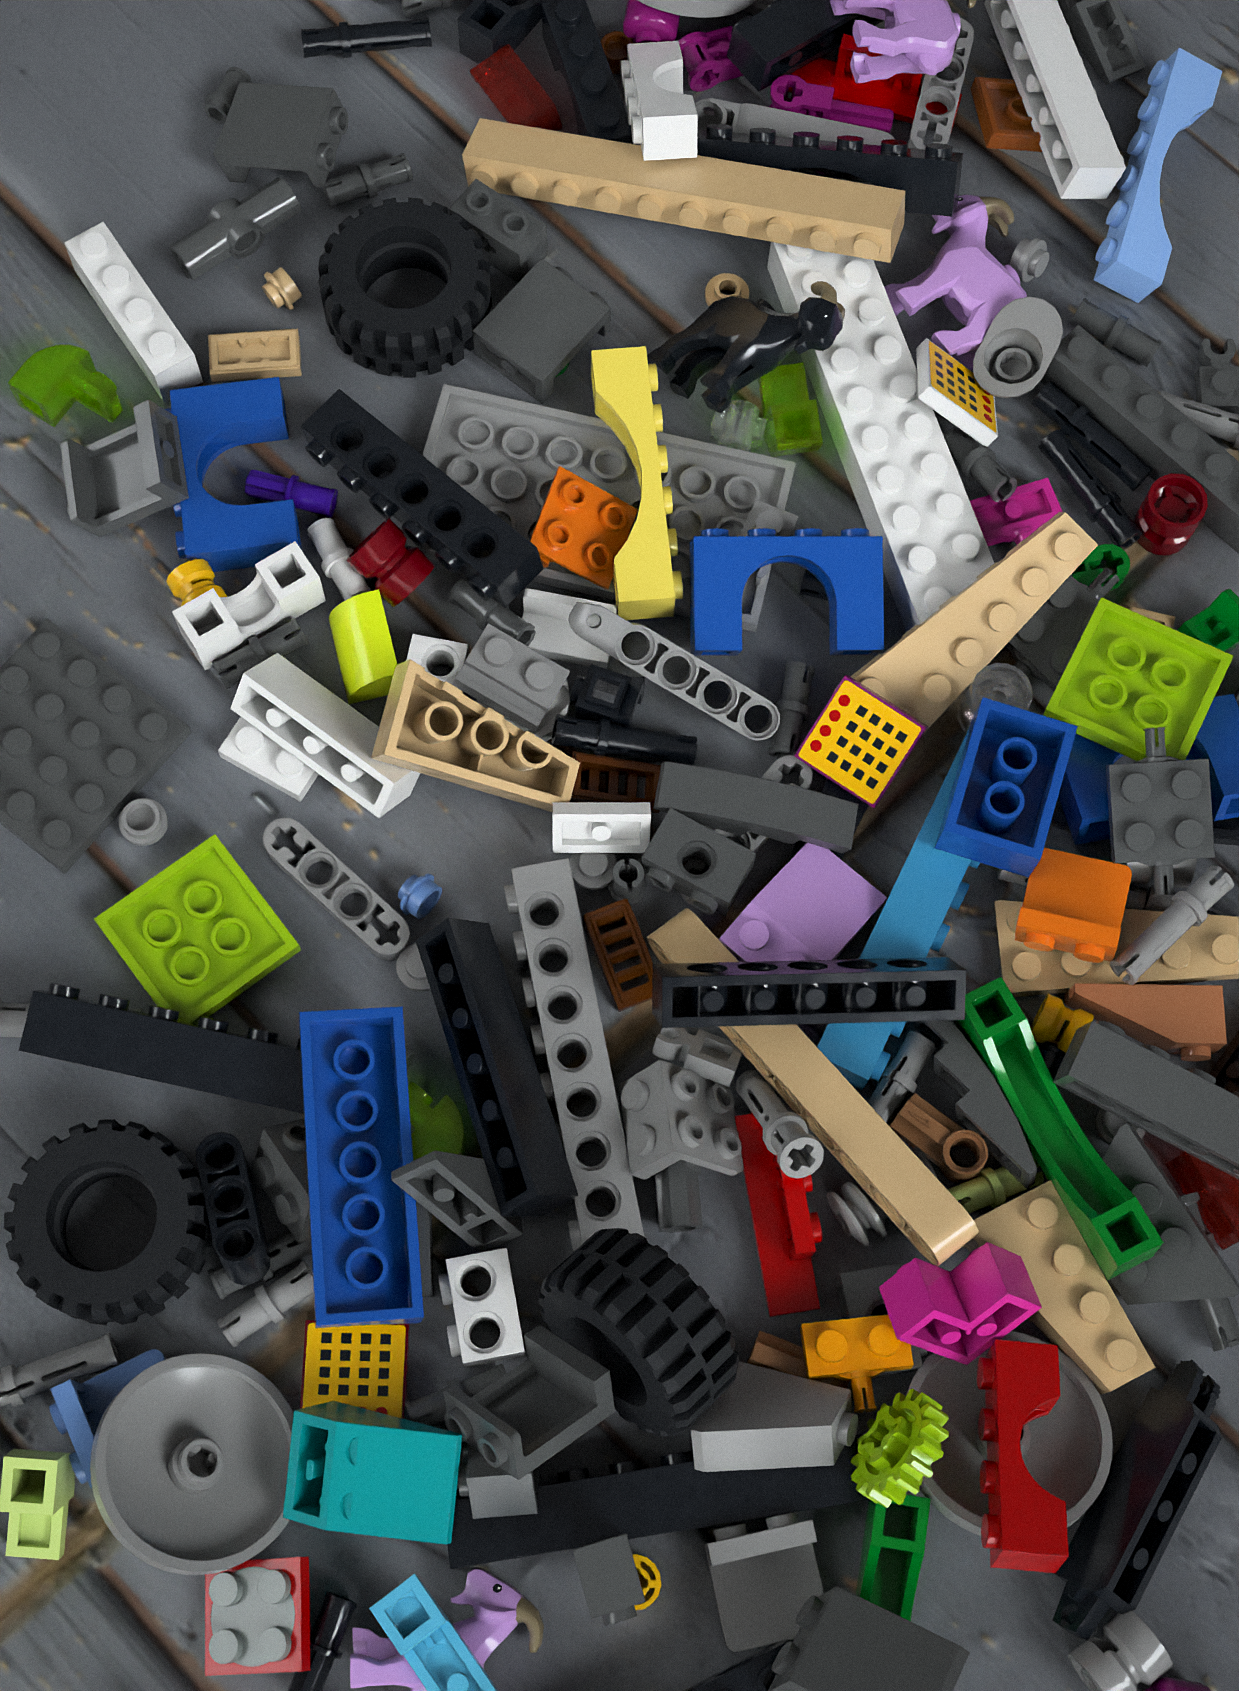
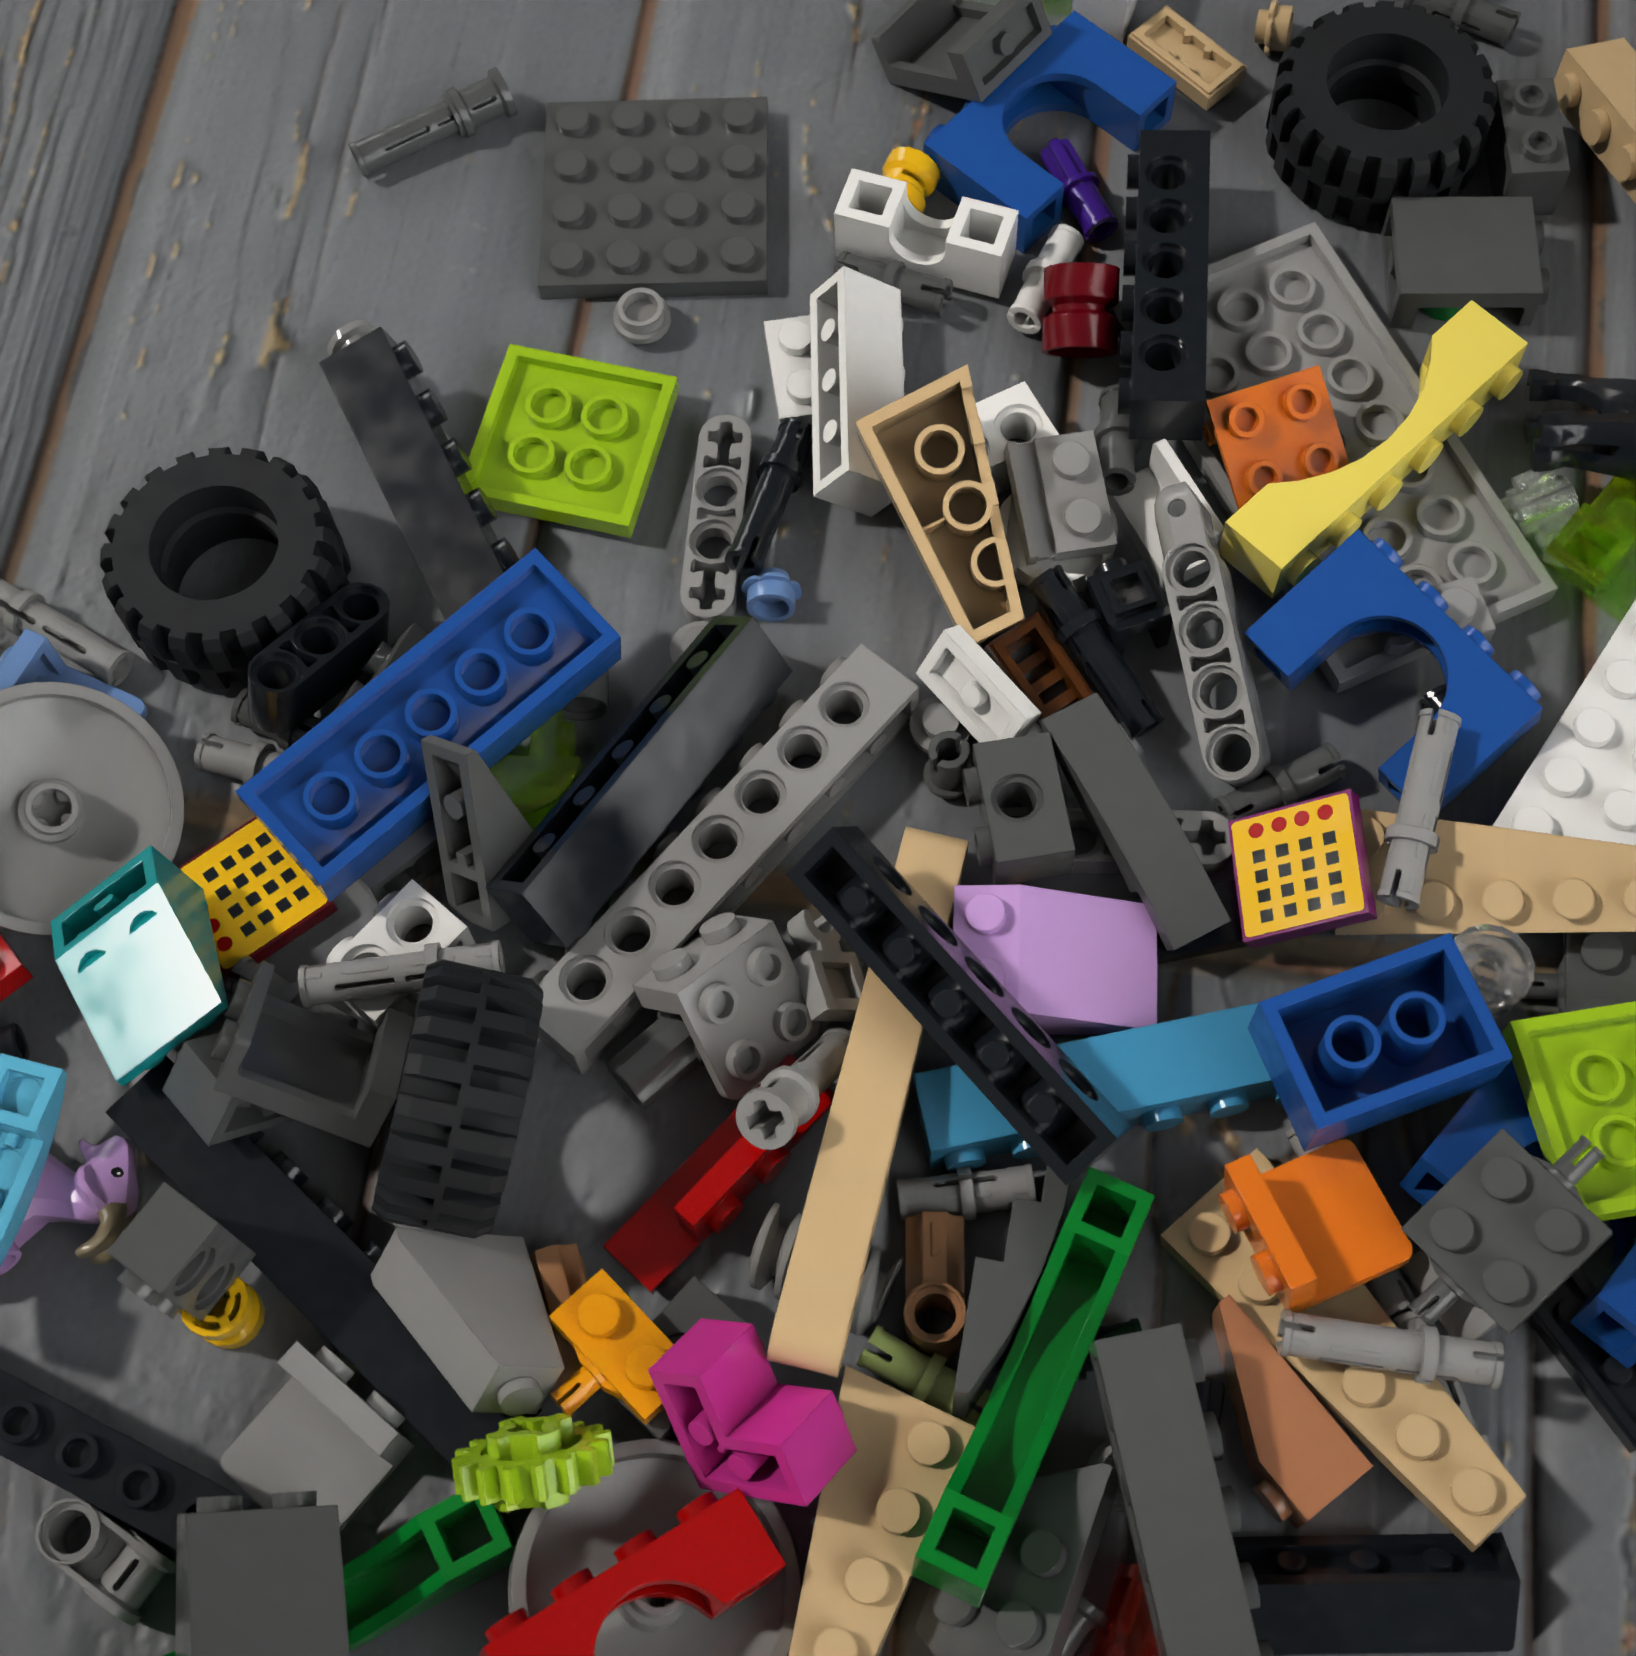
camera: 60 degrees right, 5 degrees down
(342, 829) = (778, 477): none -> black pin
(363, 646) = (995, 349): neon yellow brick -> none
(511, 1311) = (387, 974): none -> light grey pin
(609, 915) = (896, 775): reddish brown slope -> none
(886, 650) = (1413, 834): none -> light grey pin
(1051, 1019) = (1176, 1303): yellow wheel -> none

